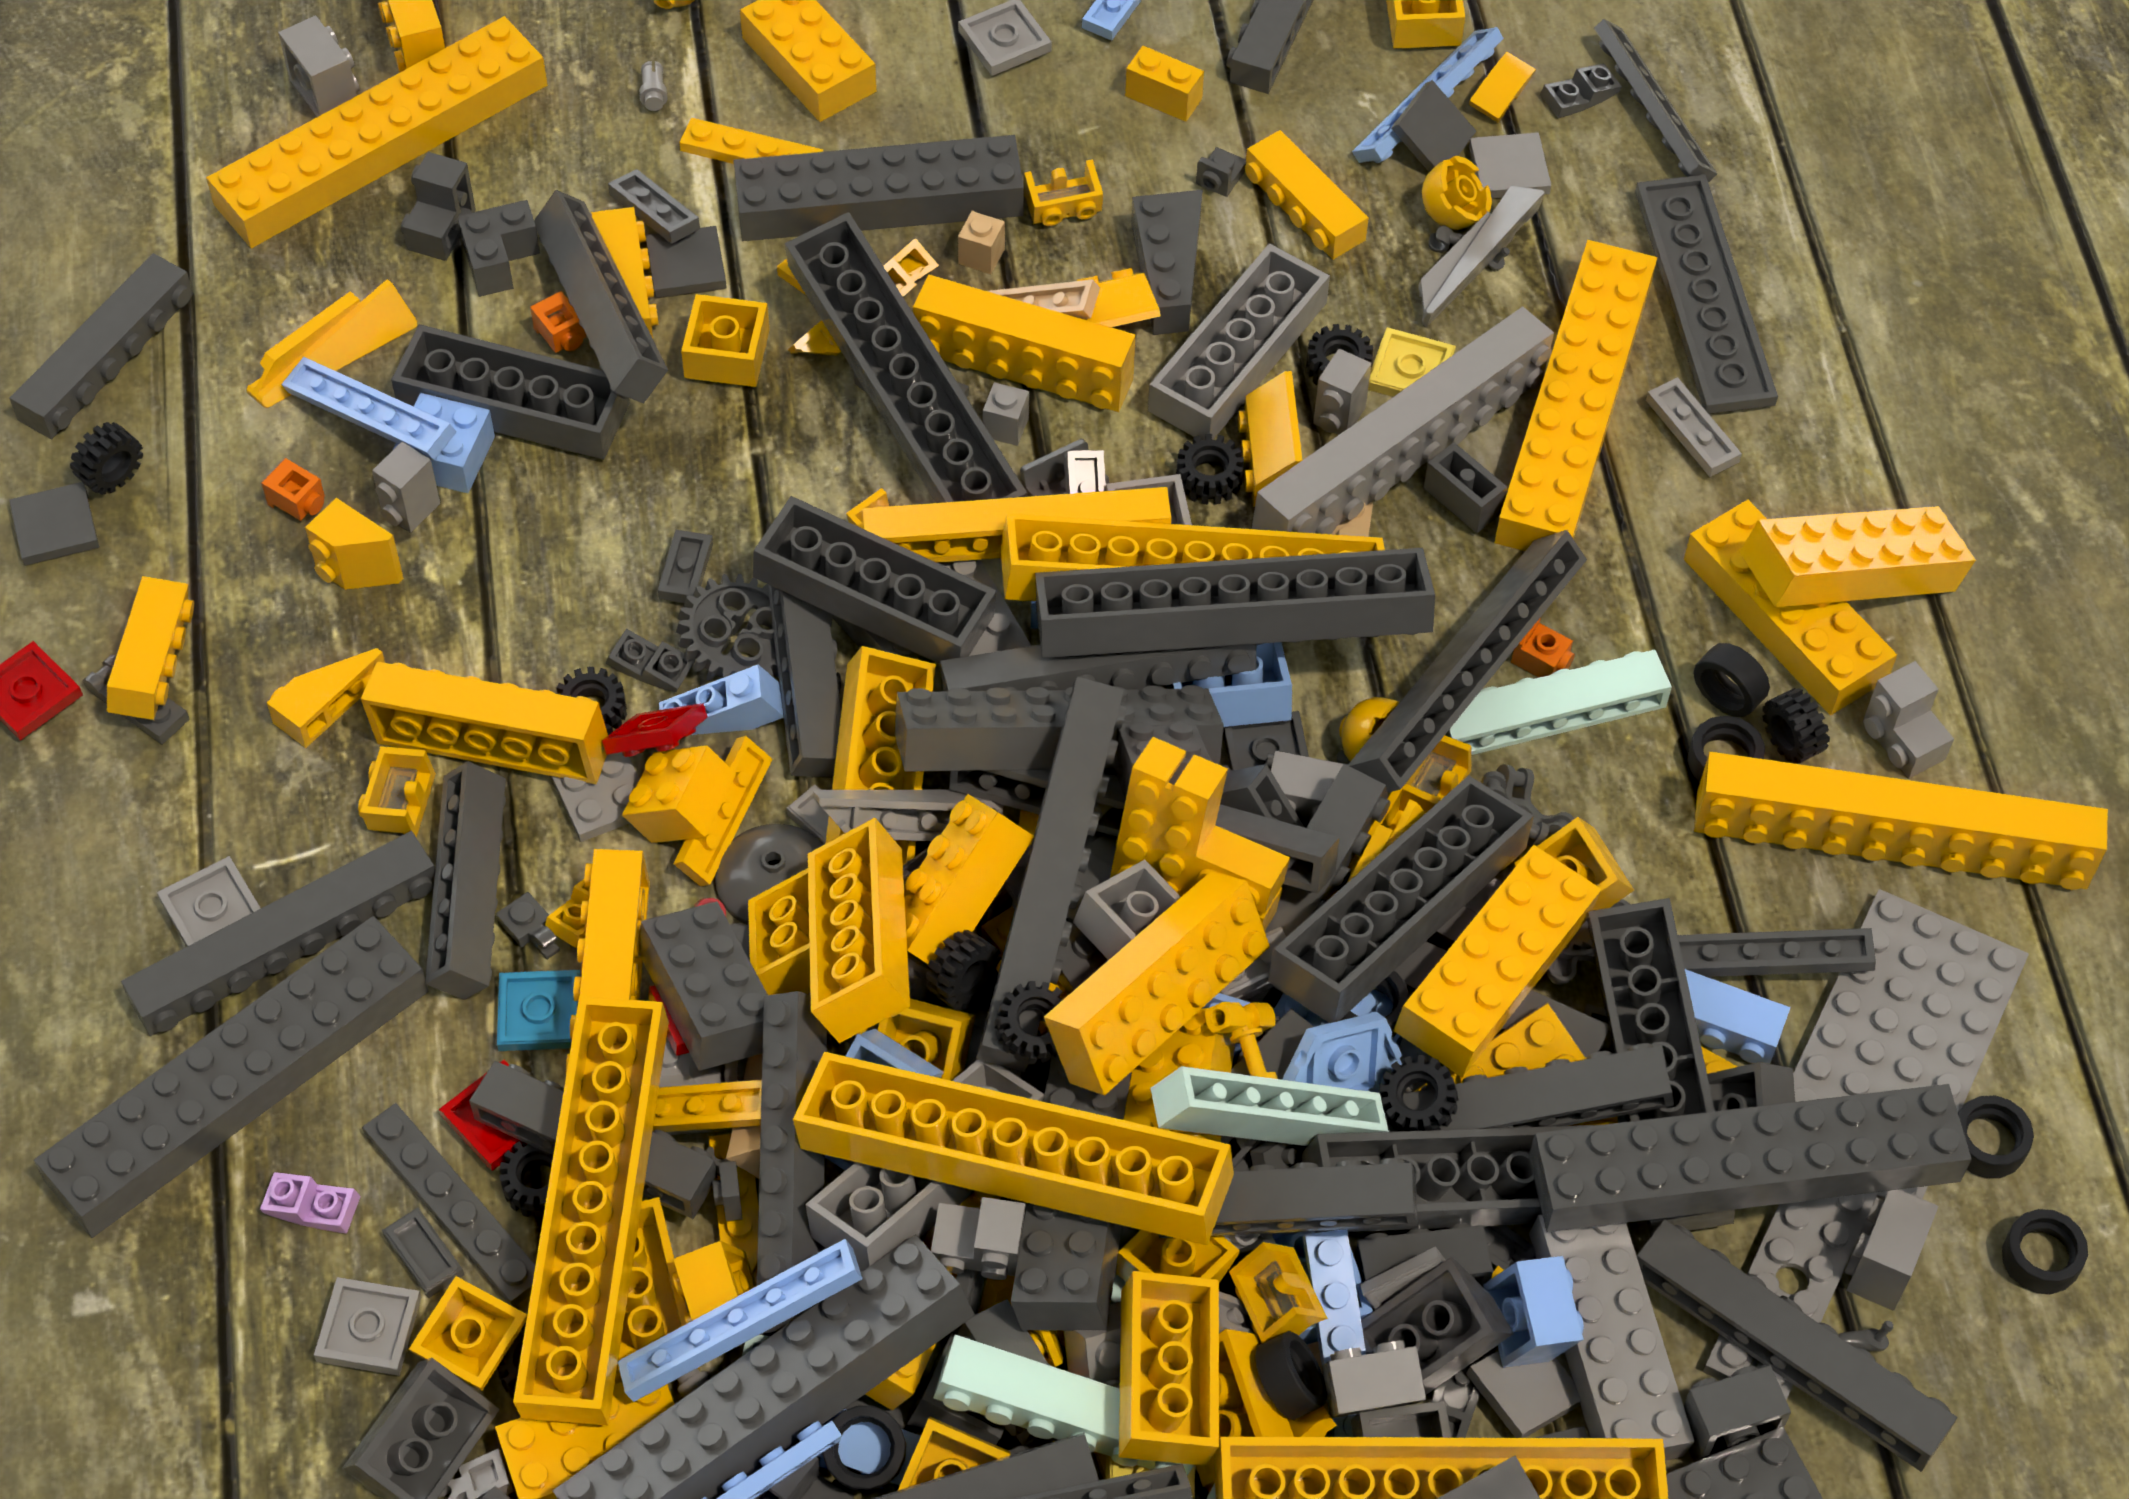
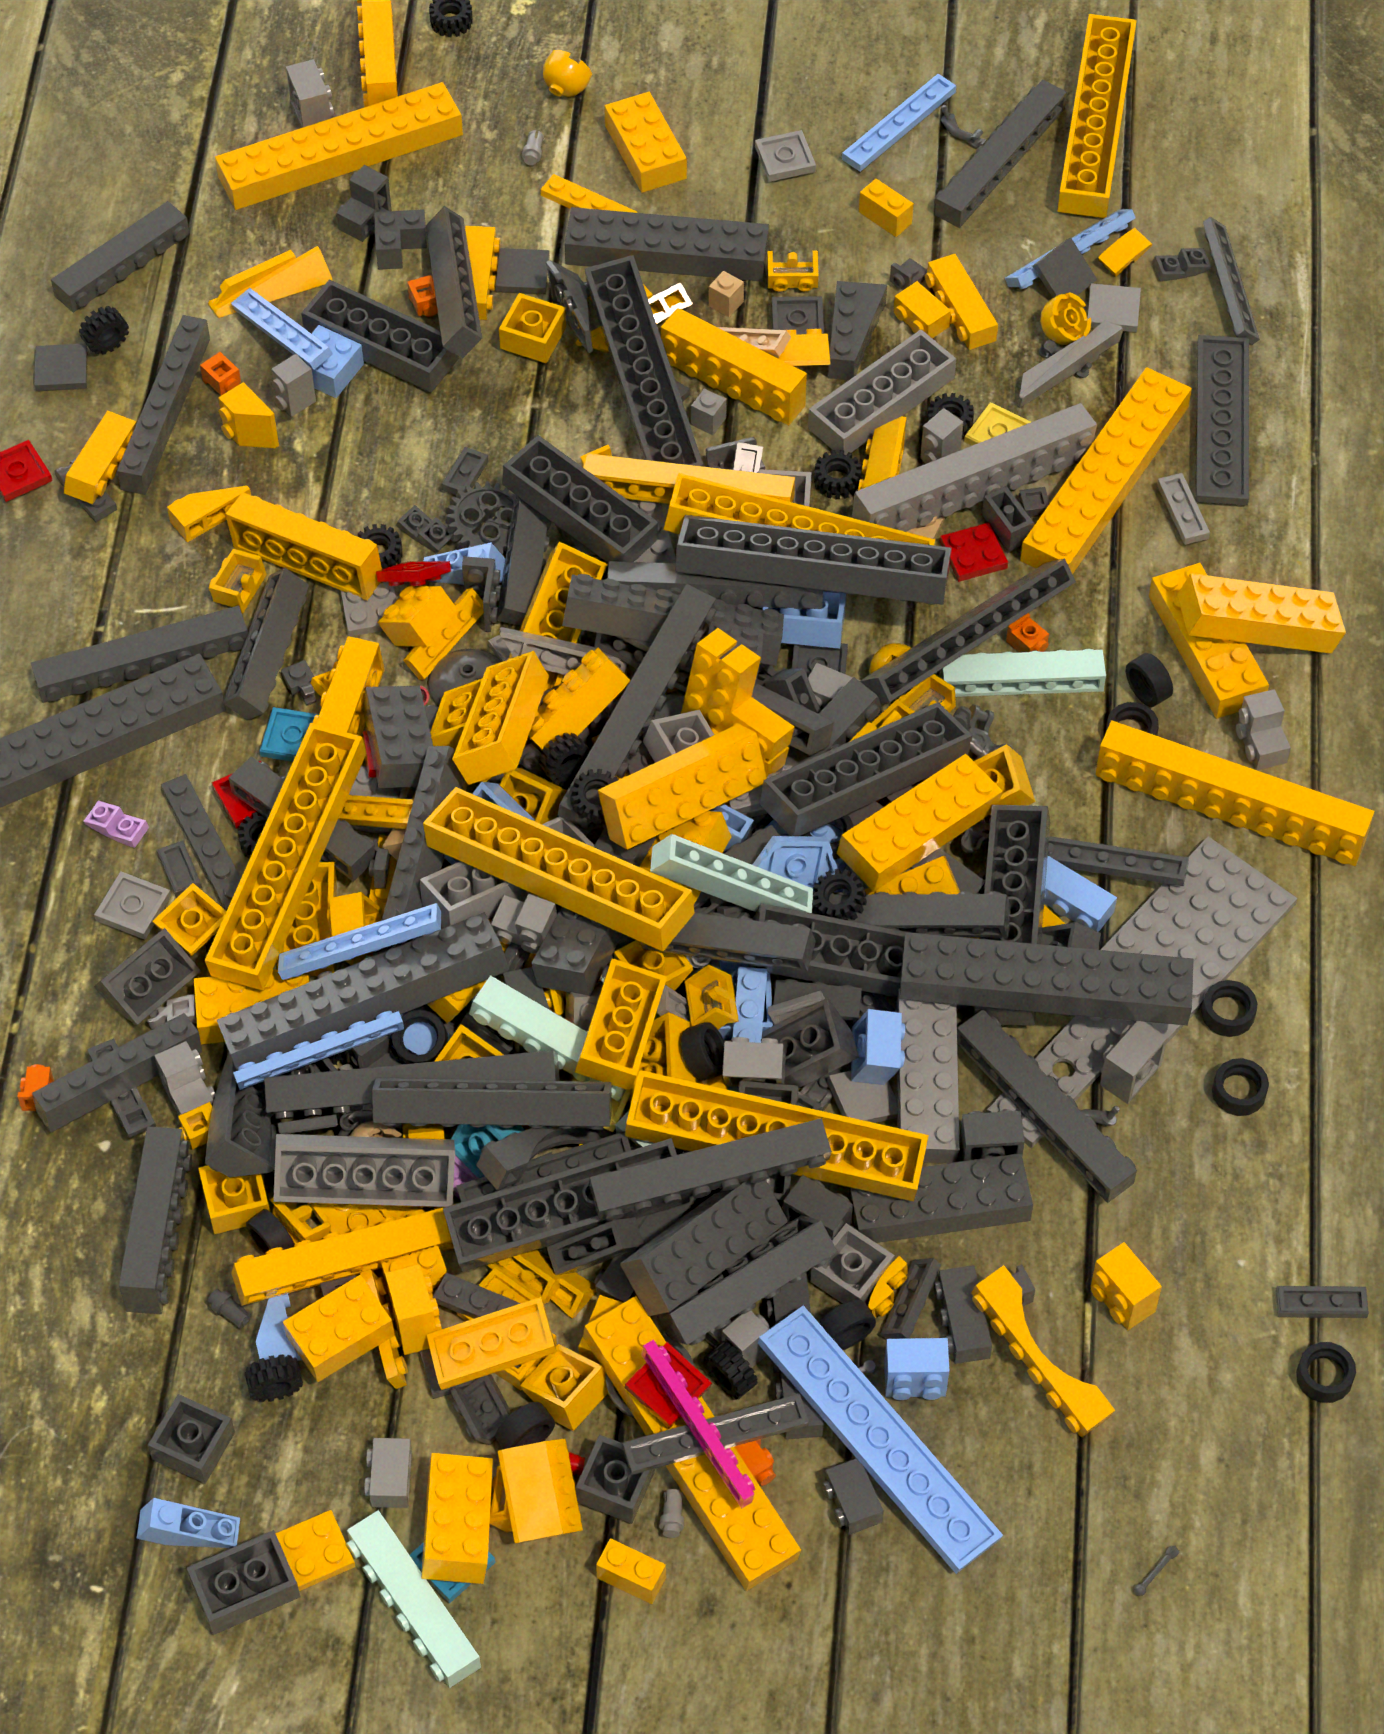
camera: 15 degrees right, 0 degrees up
(208, 901) = (98, 624): light grey plate -> none
(221, 553) = (163, 405): none -> dark grey brick
(654, 206) = (510, 229): dark grey plate -> none
(763, 722) = (485, 580): none -> dark grey bracket
(767, 280) = (572, 293): none -> dark grey wedge
(1087, 253) = (797, 313): none -> dark grey plate
(1245, 1025) = (733, 827): yellow bar -> none
(1255, 216) = (921, 310): none -> yellow brick
(1438, 532) = (974, 552): none -> red plate
(1492, 453) = (1034, 500): none -> dark grey plate
(1795, 726) = (1183, 718): black tyre -> none

